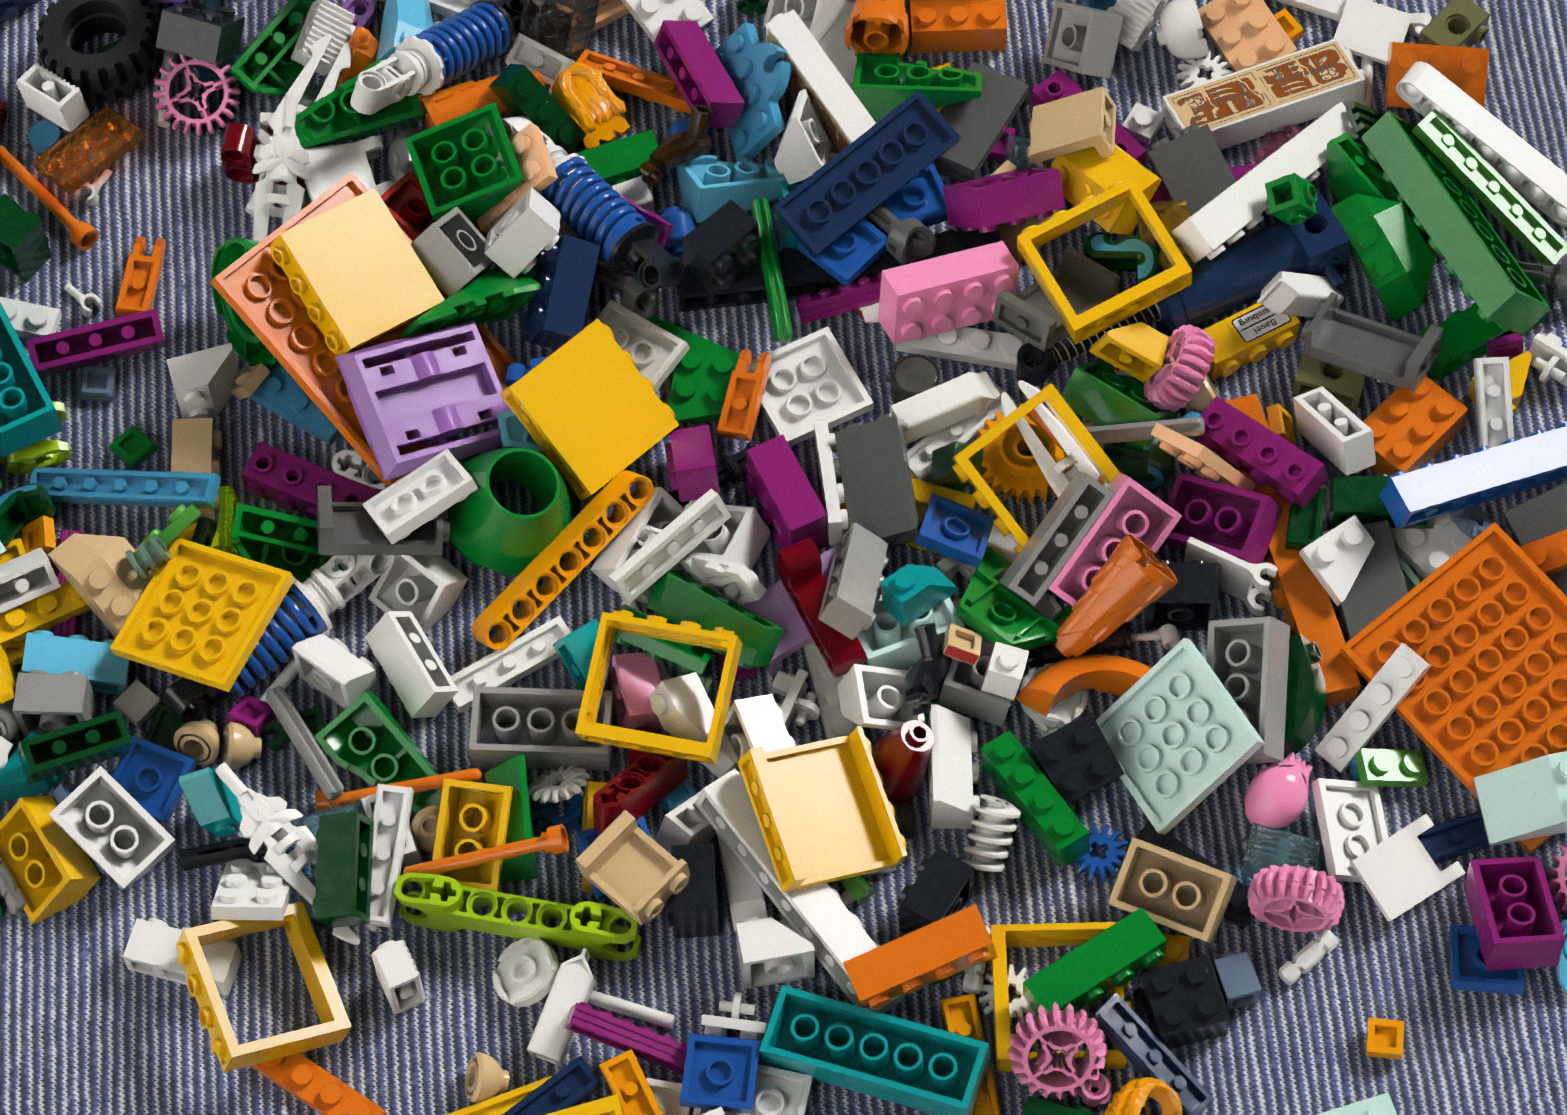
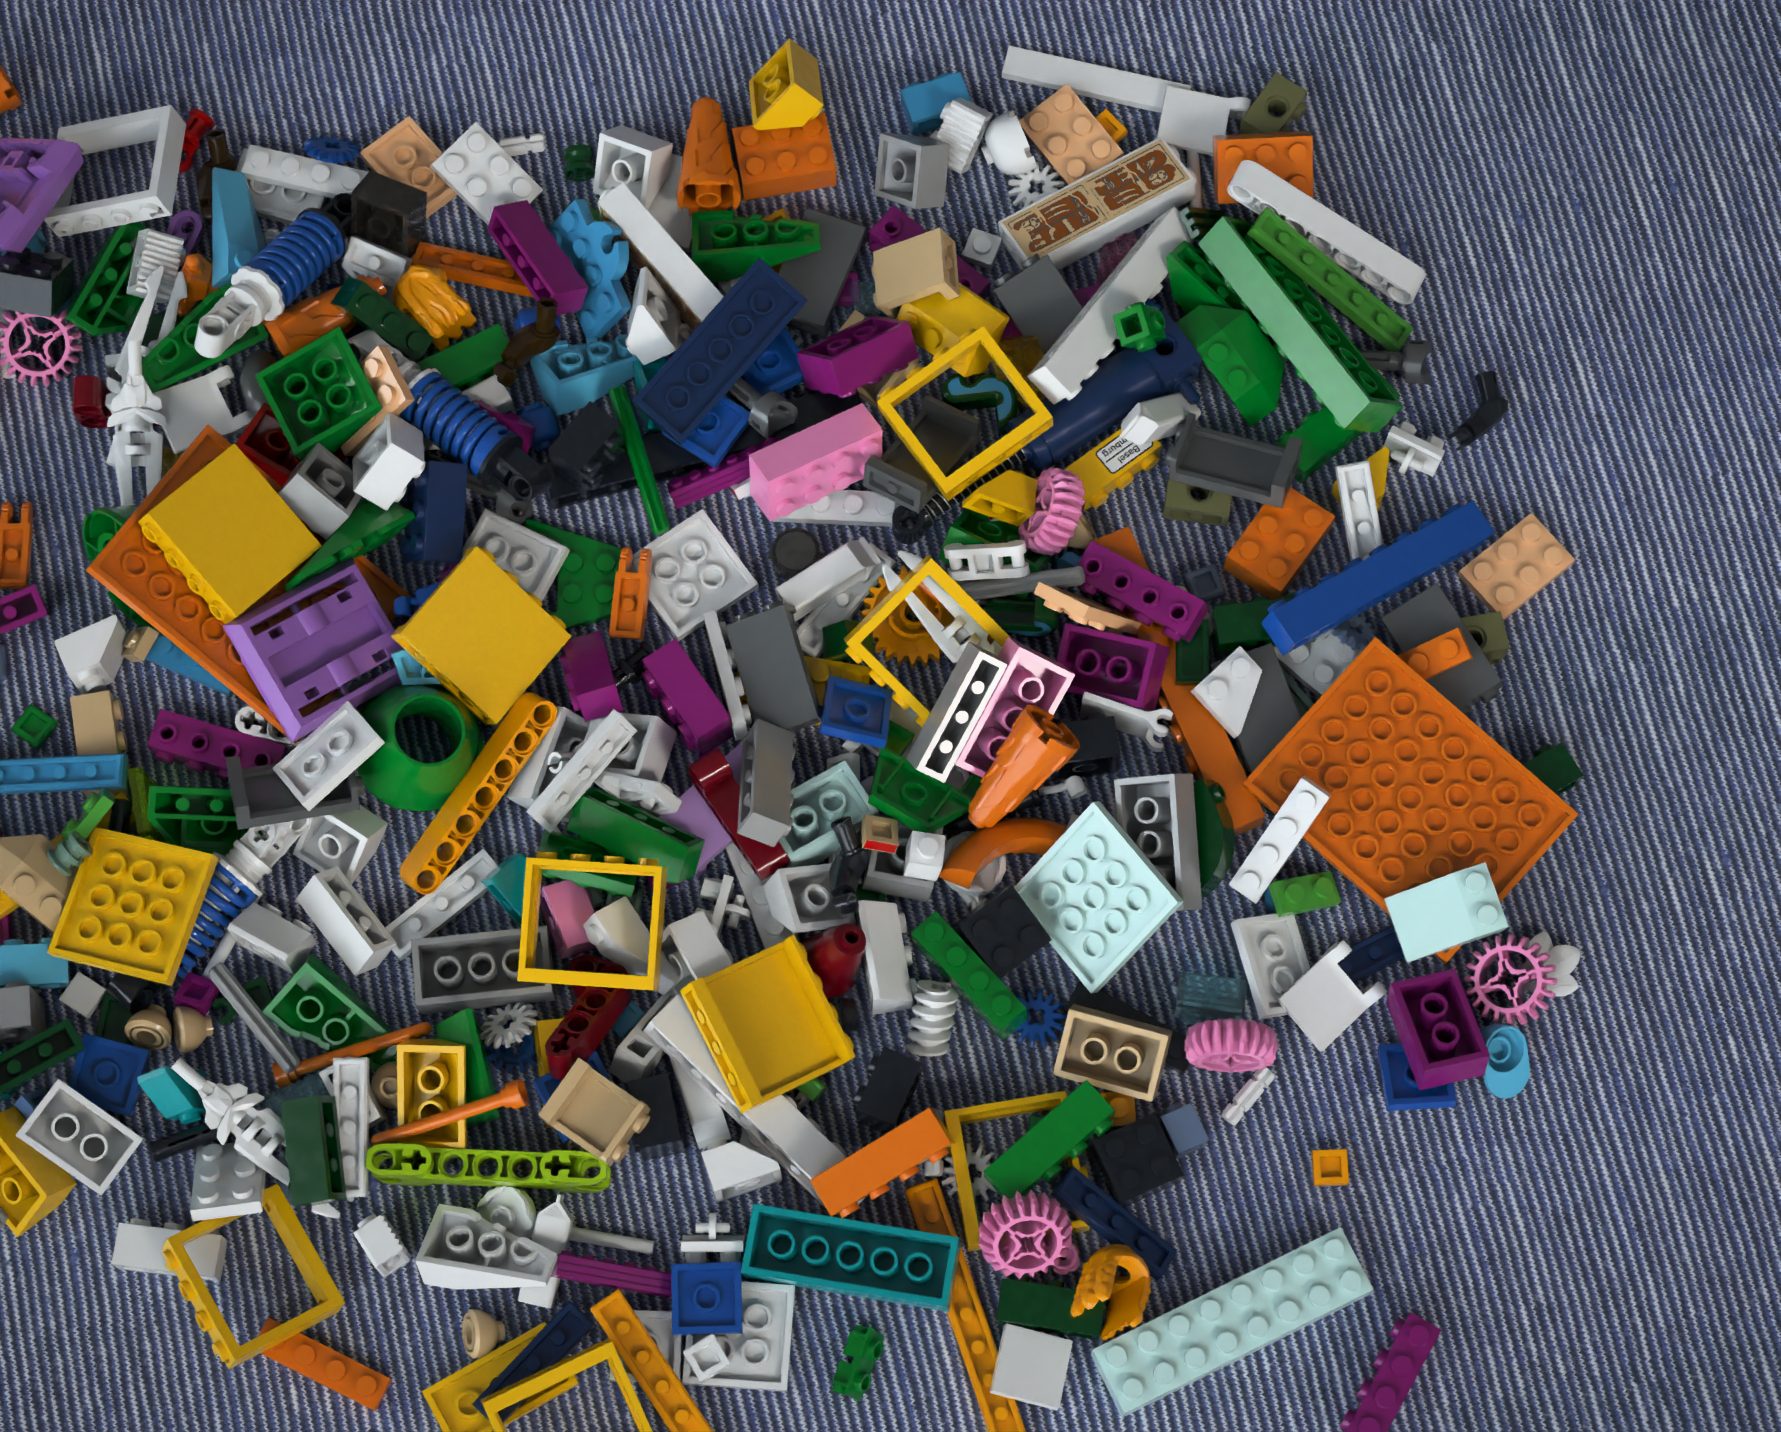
camera: 10 degrees left, 10 degrees up
(486, 996) = (476, 1254): none -> white wedge
(914, 592) = (827, 784): teal slope -> none
(1107, 403) = (986, 560): none -> white plate
(1278, 793) = (1200, 938): bright pink helmet -> none
(1281, 422) = (1156, 554): light orange plate -> none
(1334, 431) = (1209, 557): white brick -> none
(1505, 346) = (1361, 446): magenta tile -> none

